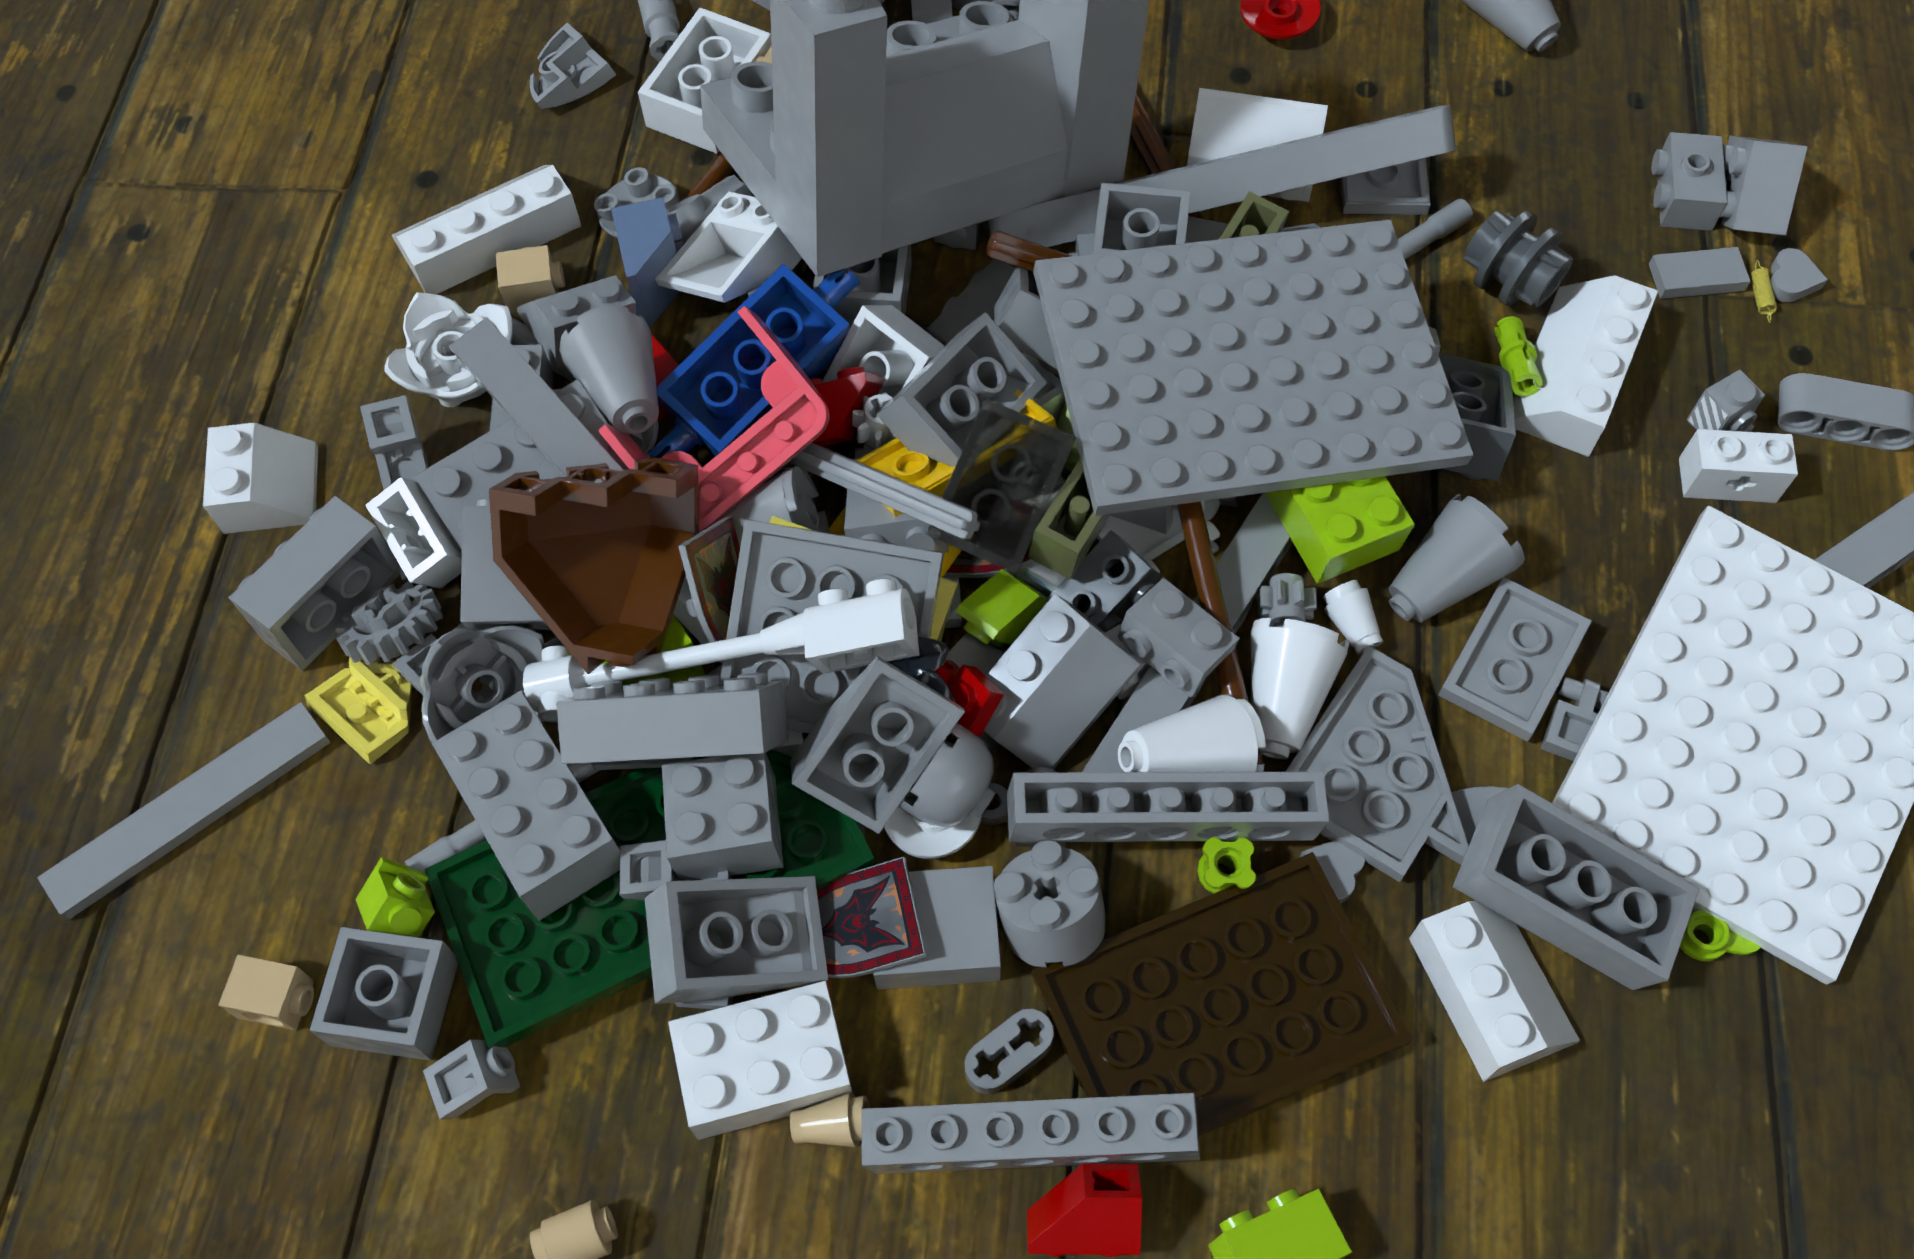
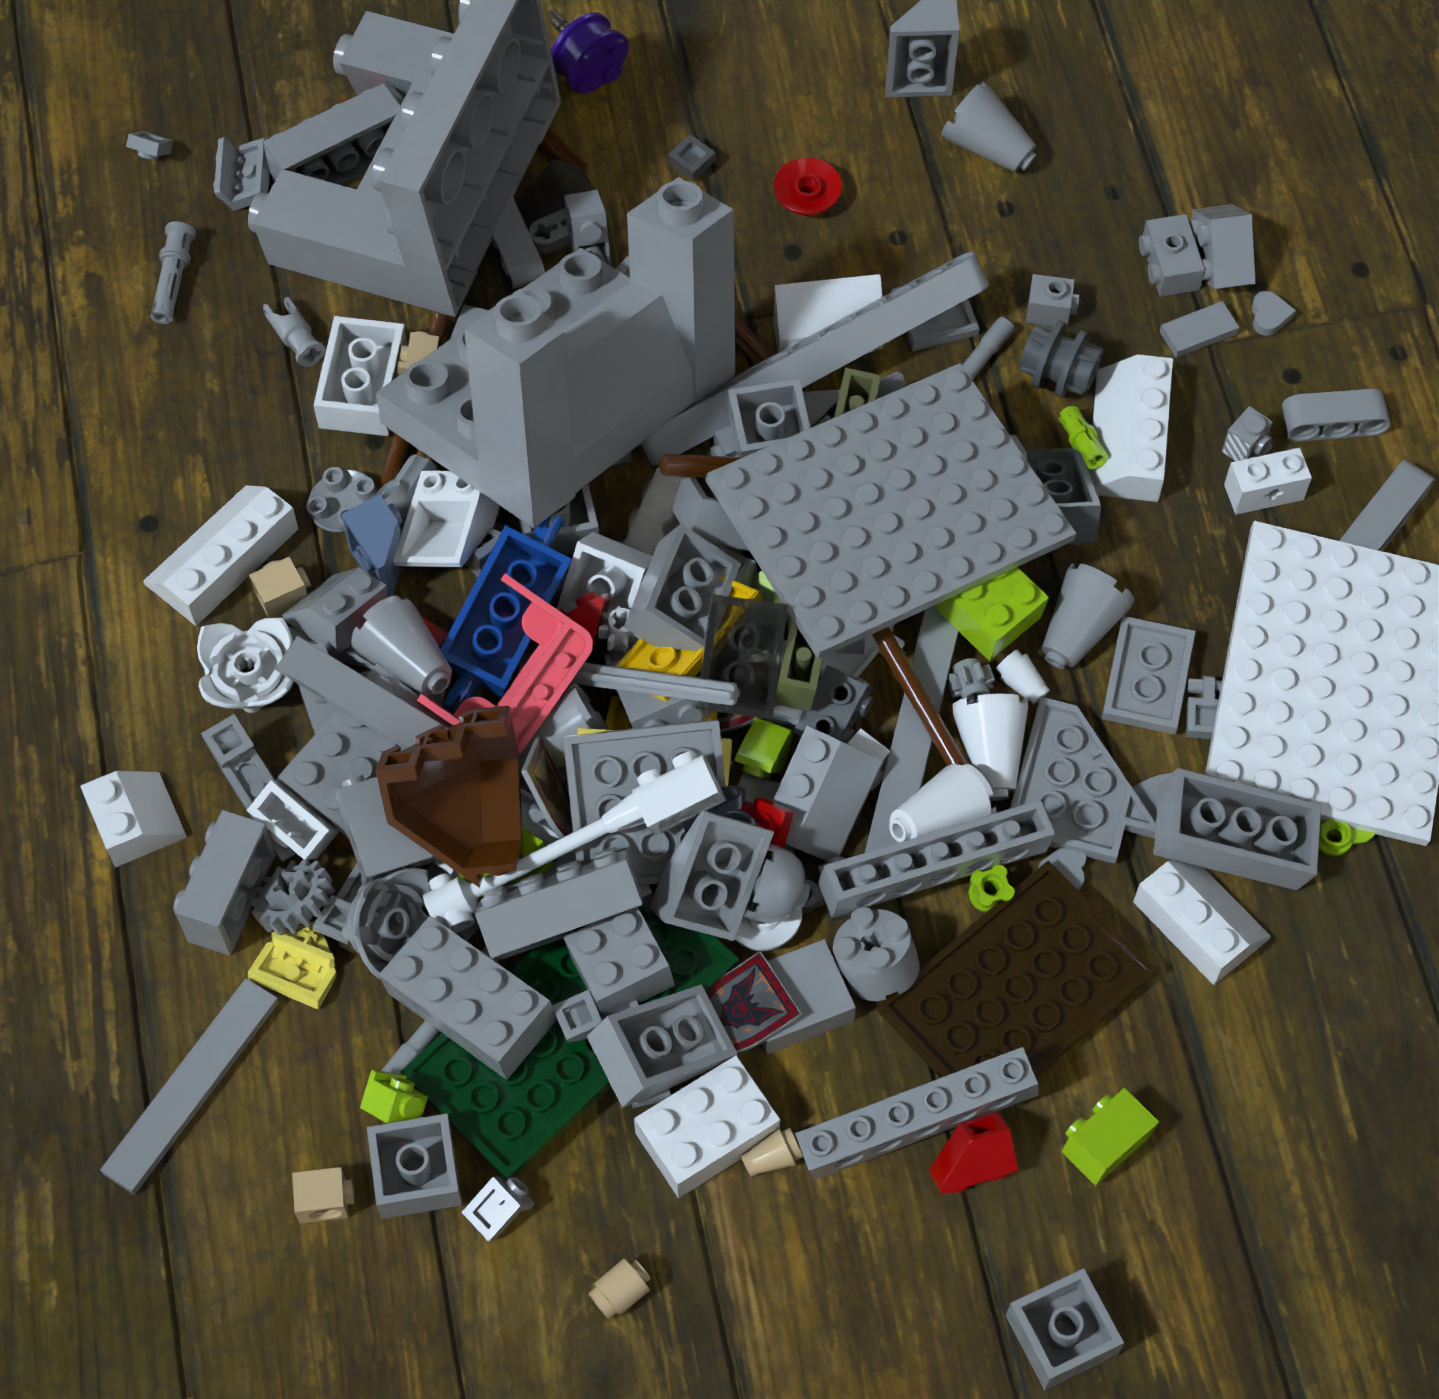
camera: 20 degrees left, 0 degrees up
(568, 70) = (231, 394): light grey brick -> none
(1000, 1041) = (871, 1062): light grey beam -> none
(1176, 637) = (902, 732): light grey bracket -> none
(1527, 189) = (1051, 300): none -> light grey brick
(1763, 291) = (1250, 331): light yellow piece -> none

